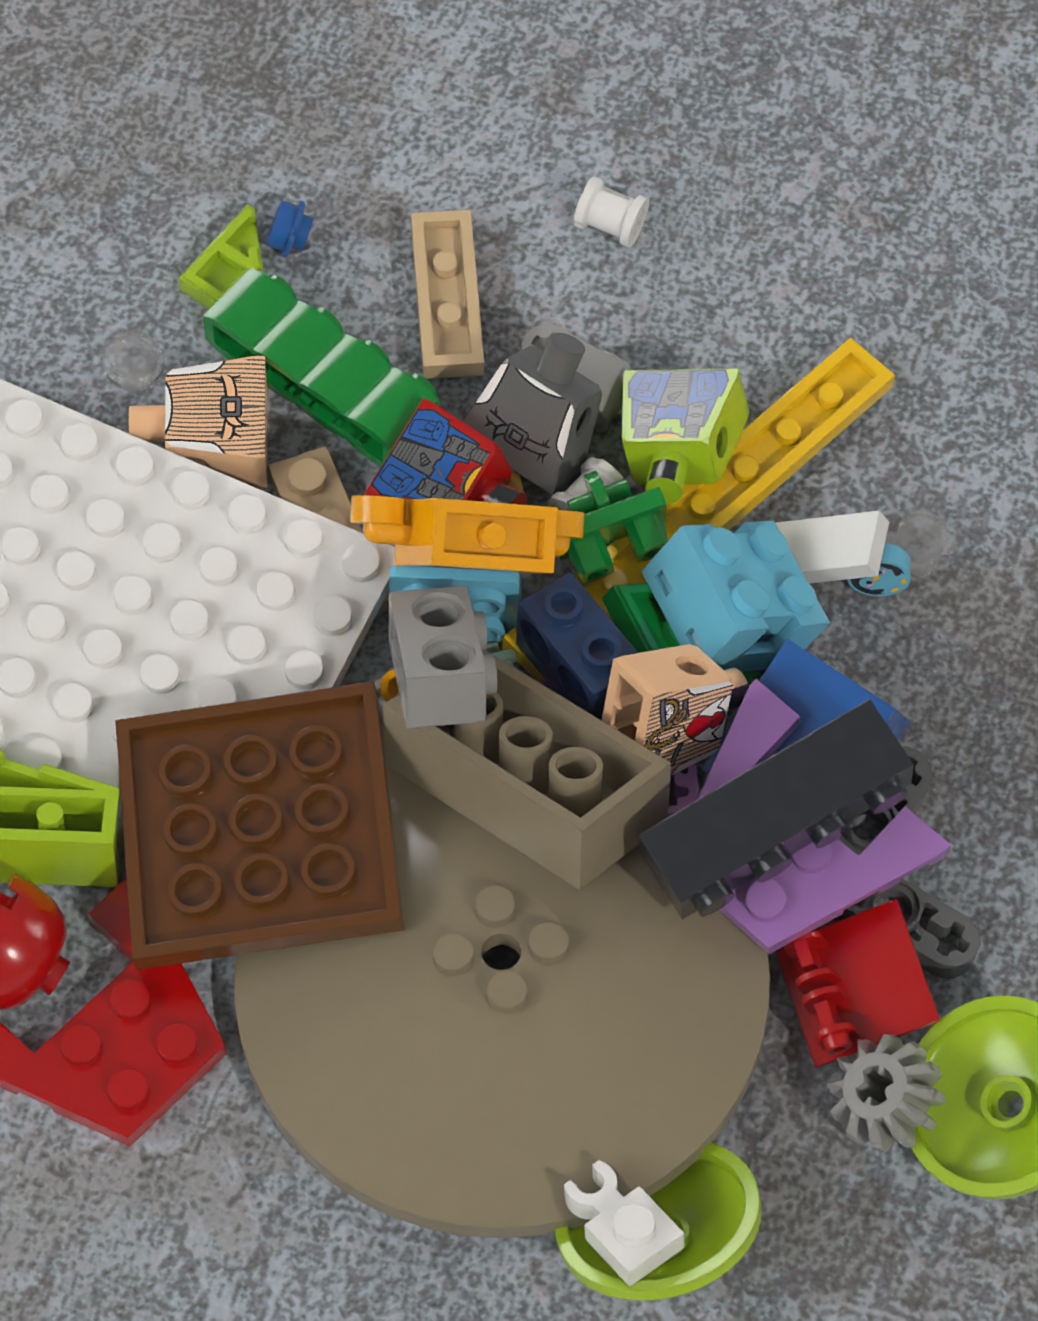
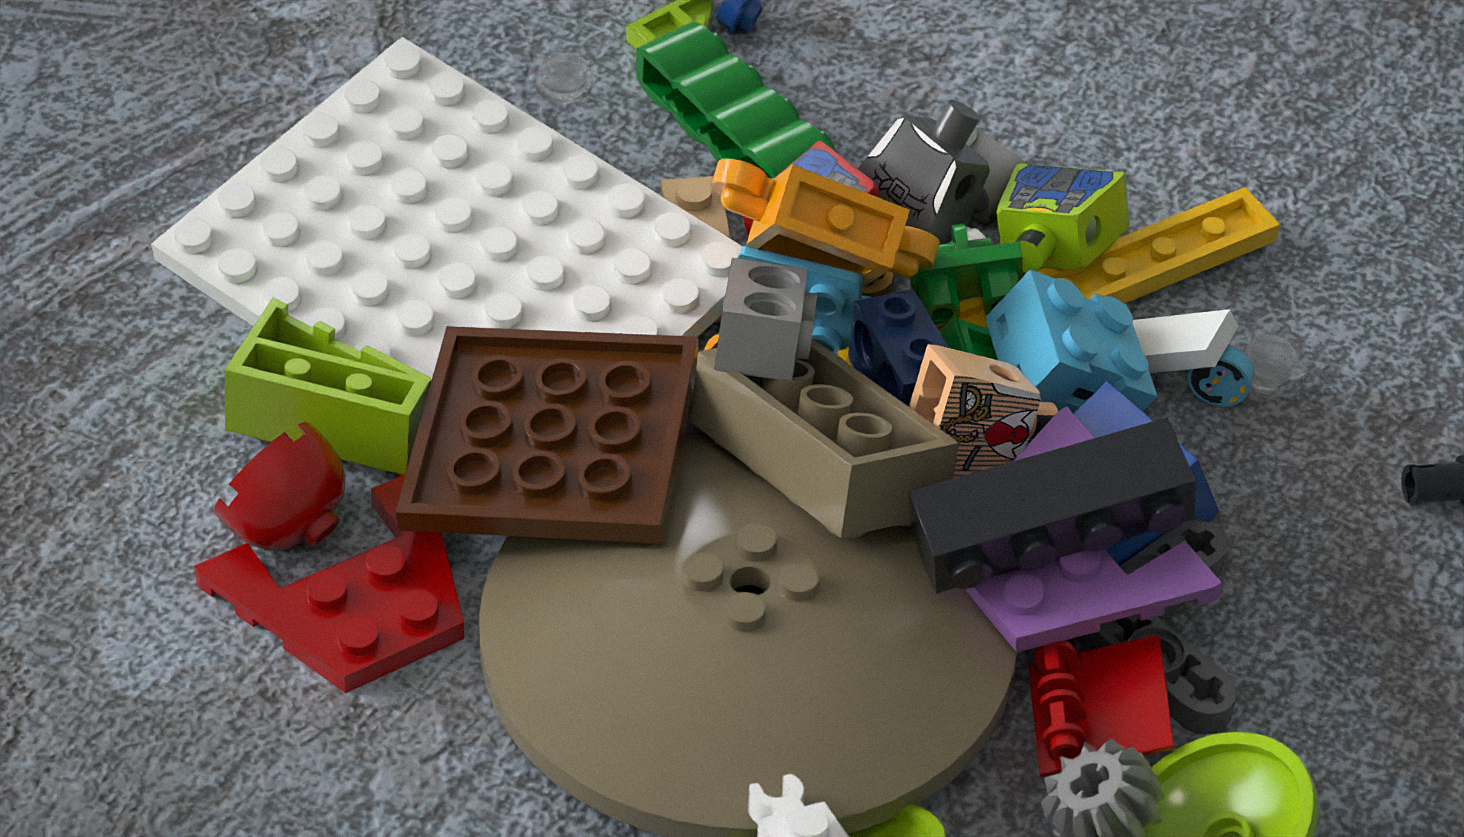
camera: 15 degrees right, 15 degrees down
(213, 418) = (625, 125): light nougat torso -> none
(447, 294) = (870, 82): tan plate -> none
(611, 212) = (1045, 51): white bush -> none

